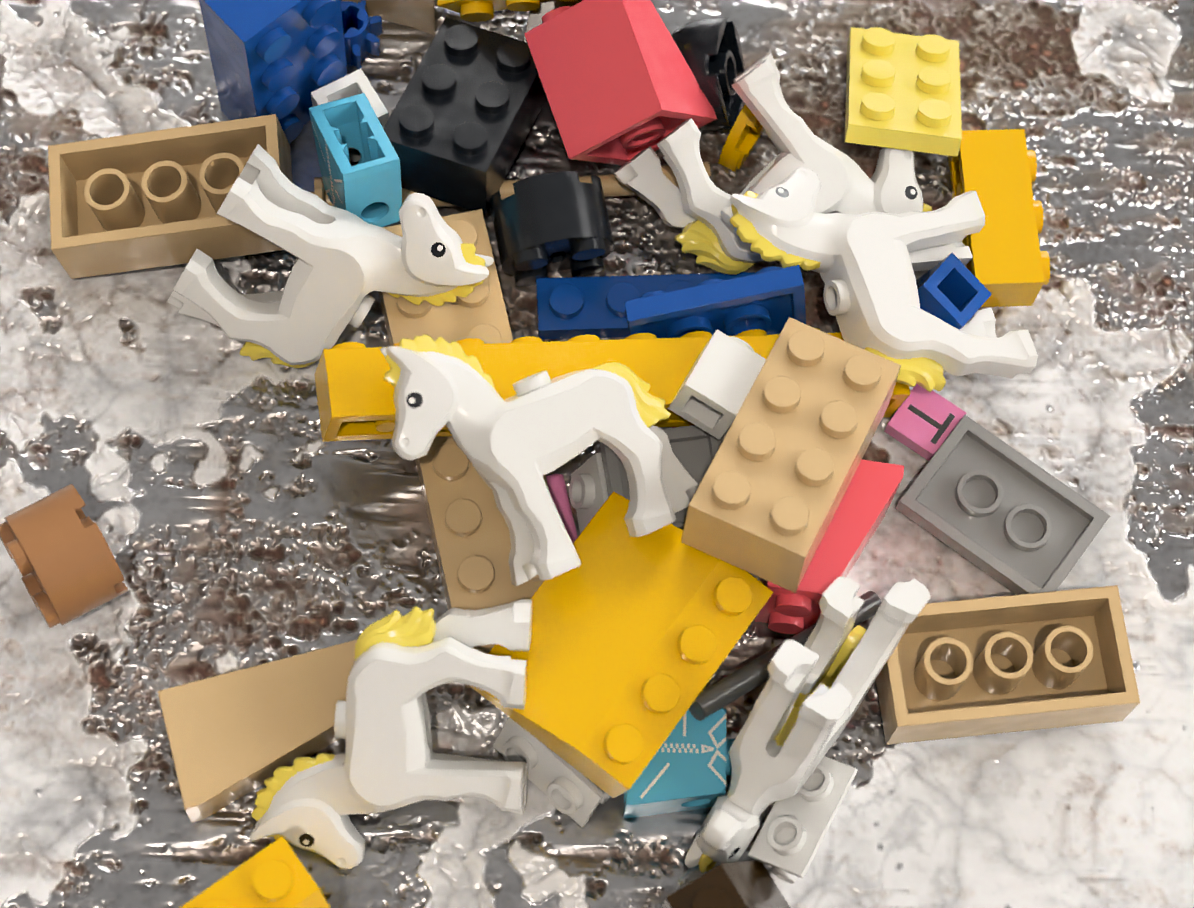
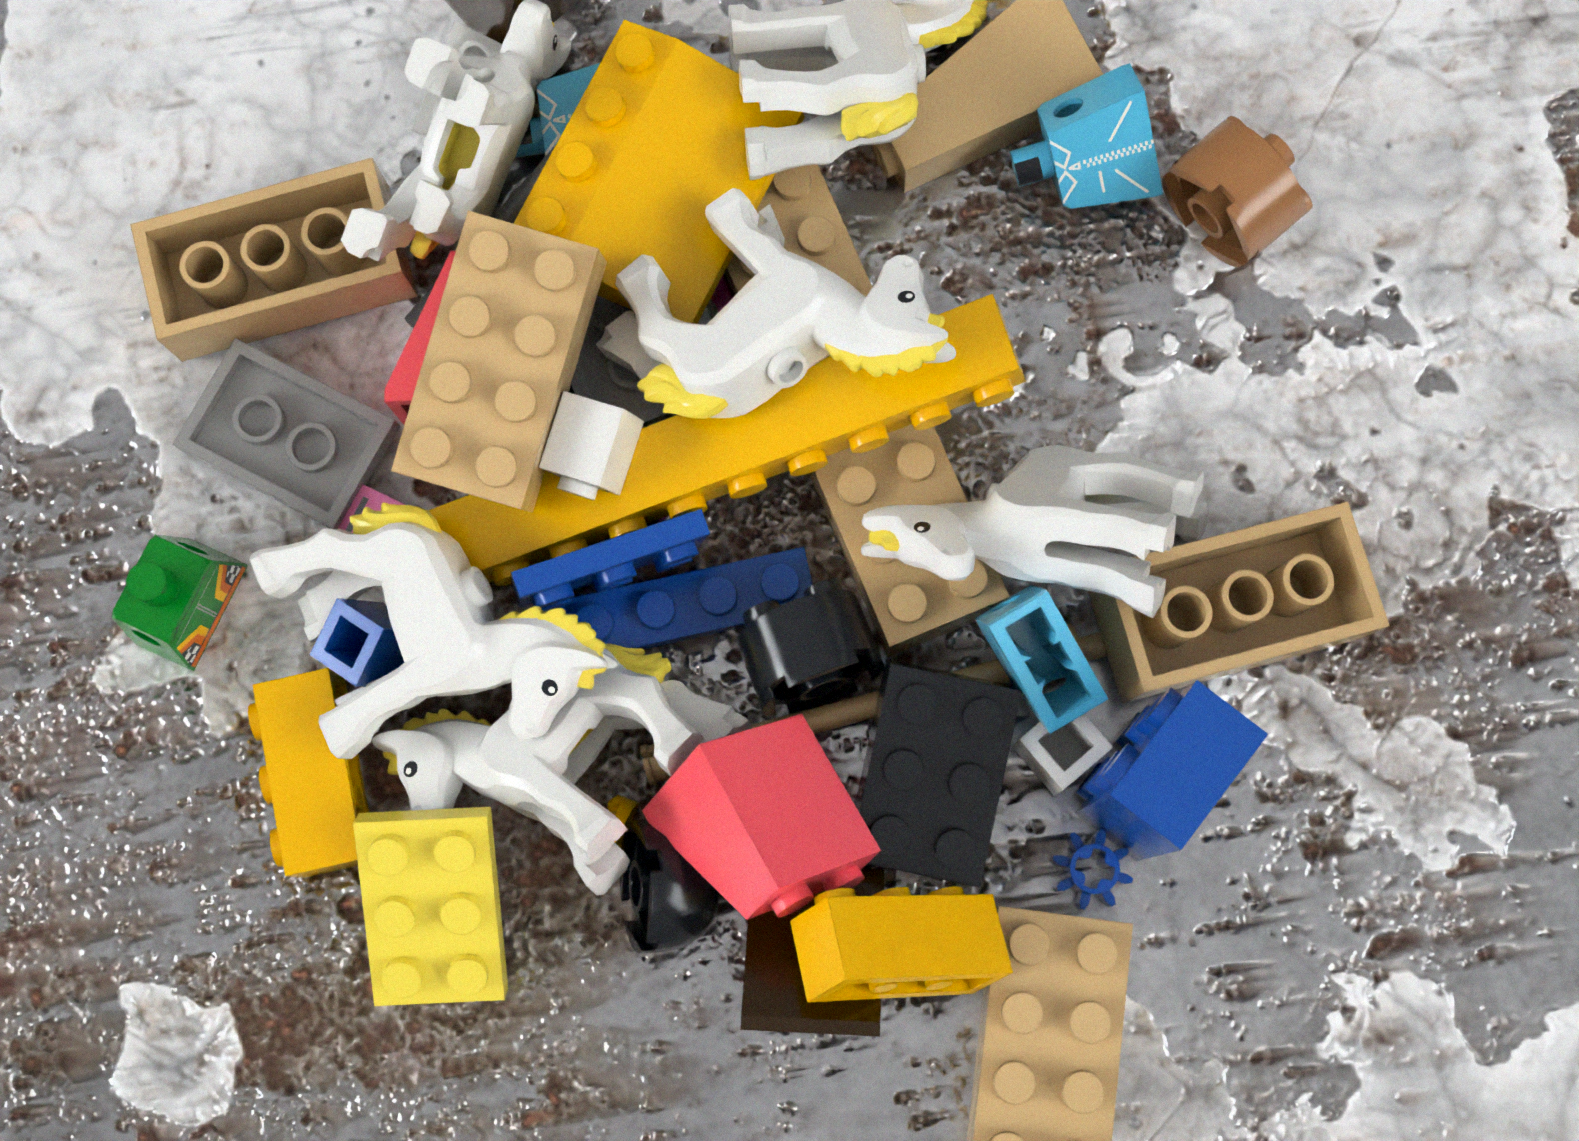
camera: 175 degrees left, 10 degrees up
(188, 629) = (1094, 143): none -> medium azure torso
(1110, 369) = (177, 597): none -> green torso

